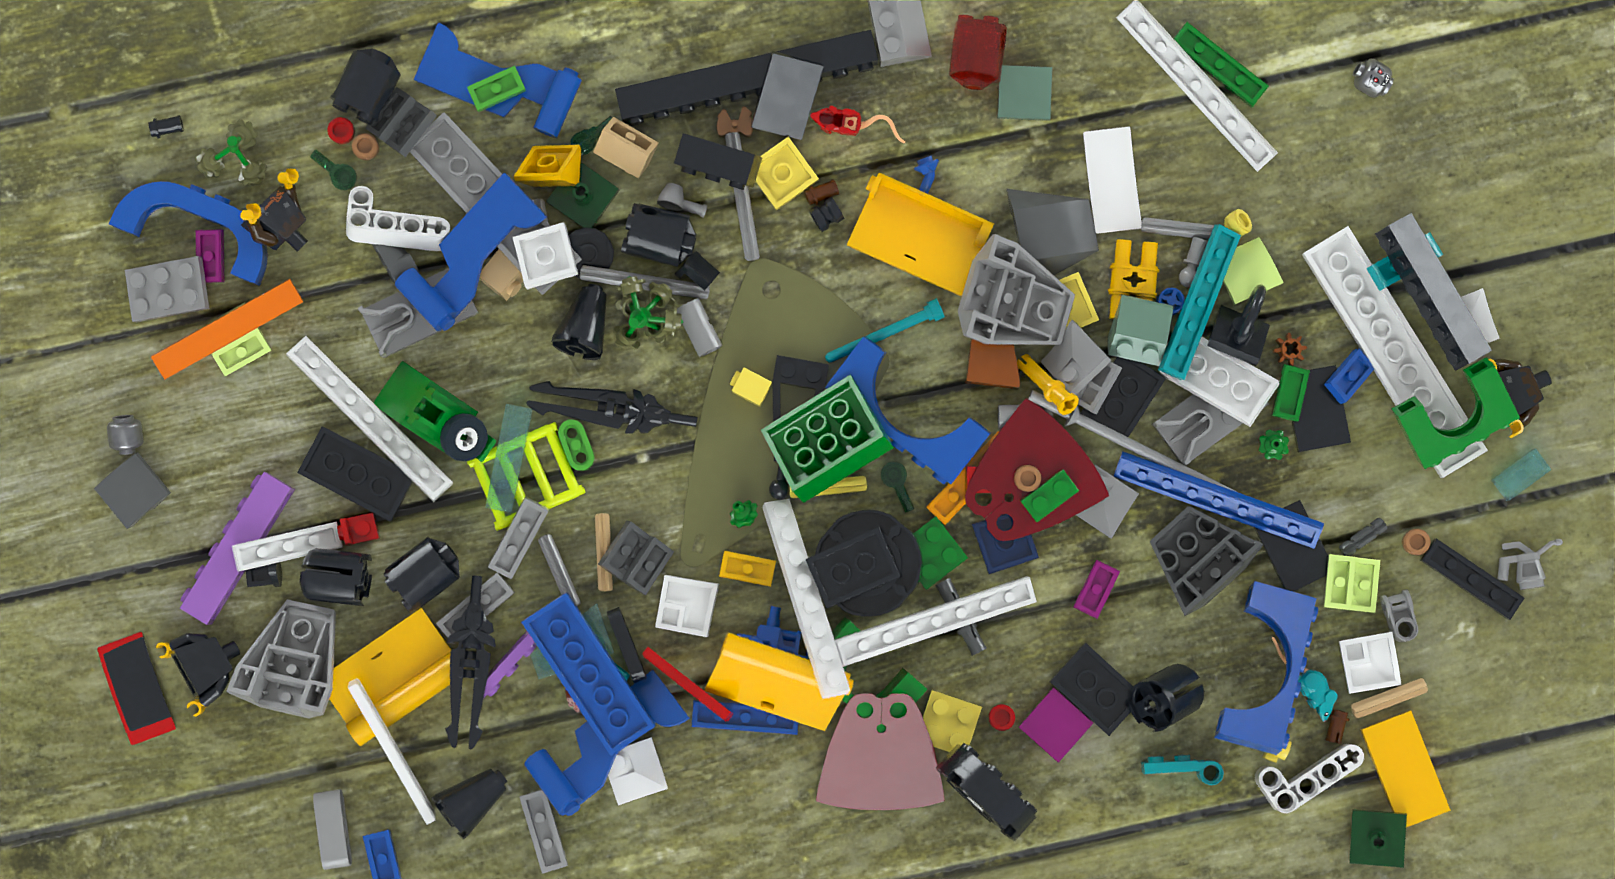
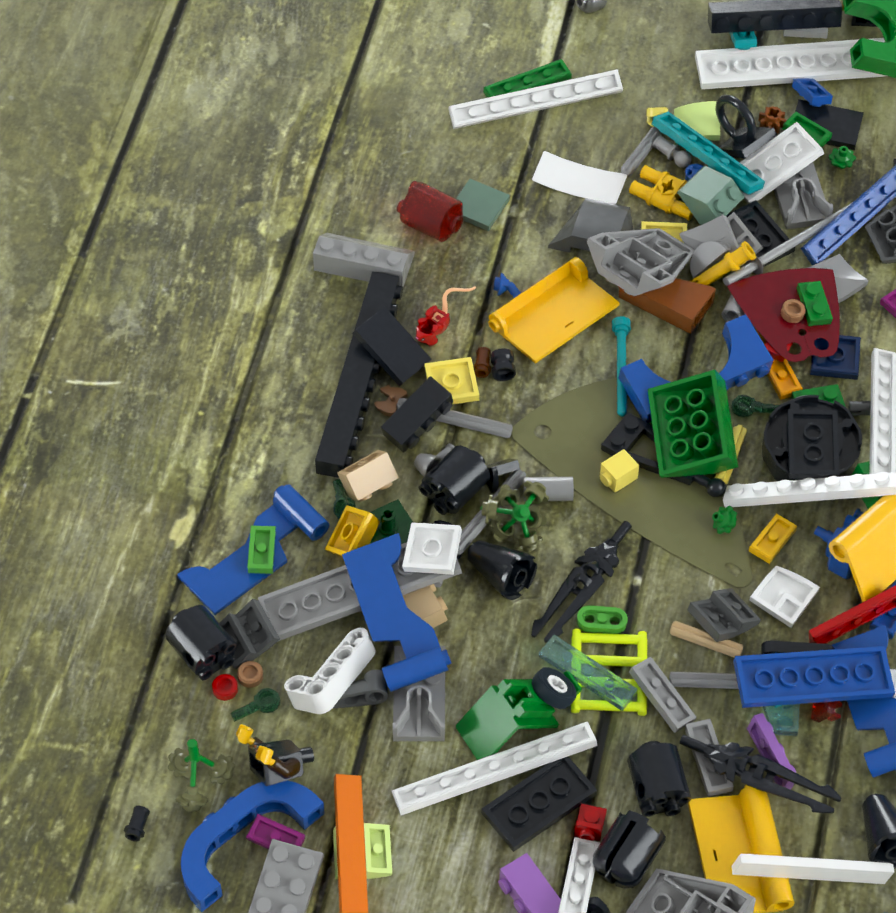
camera: 65 degrees left, 30 degrees down
(1055, 360) = (706, 256): none -> light grey tile

